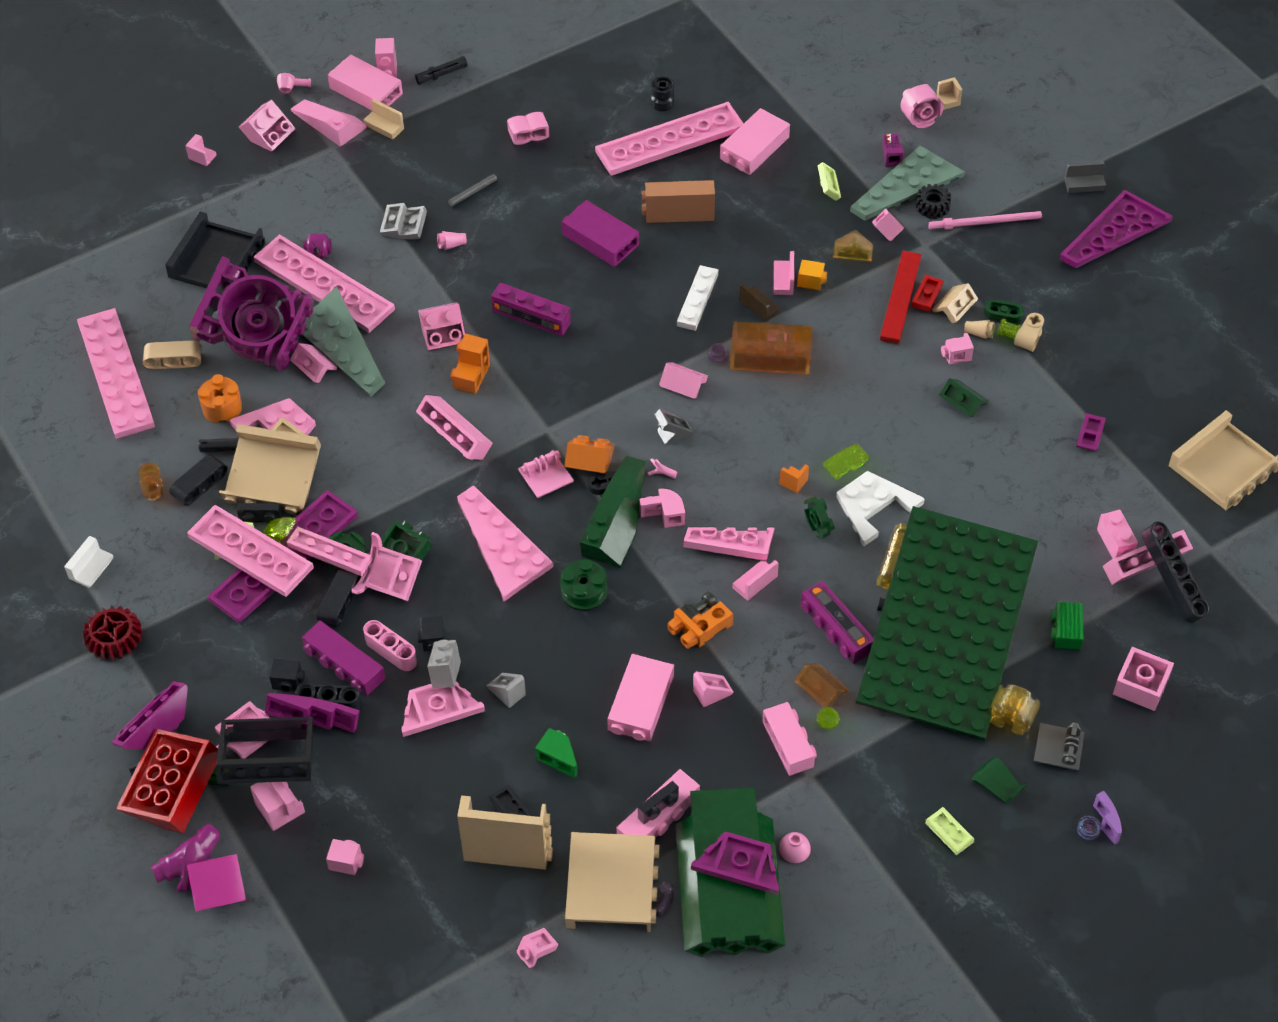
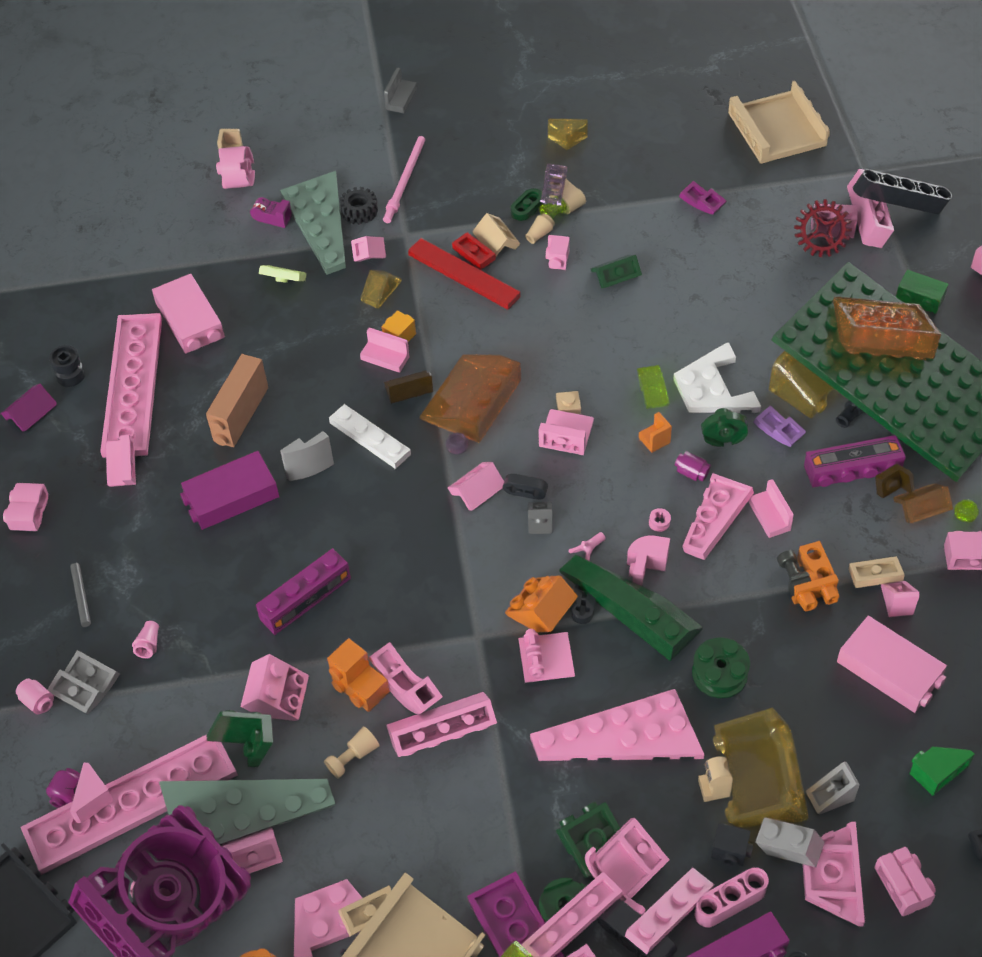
camera: 65 degrees left, 0 degrees up
(313, 255) = (90, 795): none -> bright pink slope
(359, 606) = (668, 911): none -> bright pink plate
(378, 199) = (34, 696): none -> bright pink brick
(398, 318) = (250, 729): none -> dark green bracket
(417, 389) = (359, 746): none -> tan piece
(448, 751) = (905, 881): none -> bright pink brick
(480, 603) = (717, 781): none -> tan leg
(482, 393) = (405, 686): none -> bright pink arch
(505, 640) = (762, 769): none -> clear yellow windscreen
(592, 162) = (121, 462): none -> bright pink panel
(616, 92) = (29, 407): none -> magenta panel
(648, 263) = (307, 458): none -> light grey slope
(696, 409) = (525, 486): none -> black beam
(708, 502) = (661, 513): none -> bright pink bush
(728, 666) = (876, 572): none -> tan plate
(765, 418) = (565, 432): none -> bright pink bracket
(773, 512) = (692, 466): none -> magenta brick
(798, 411) = (568, 402): none -> tan plate
(829, 653) = (894, 479): none -> dark brown bracket
(851, 561) = (781, 429): none -> medium lavender slope
(971, 584) = (885, 328): none -> clear orange slope
(1030, 307) = (554, 170): none -> clear purple slope
(1088, 536) = (814, 233): none -> dark red gear
(1111, 311) = (567, 131): none -> clear yellow slope
(1117, 225) = (471, 94): magenta wing -> none

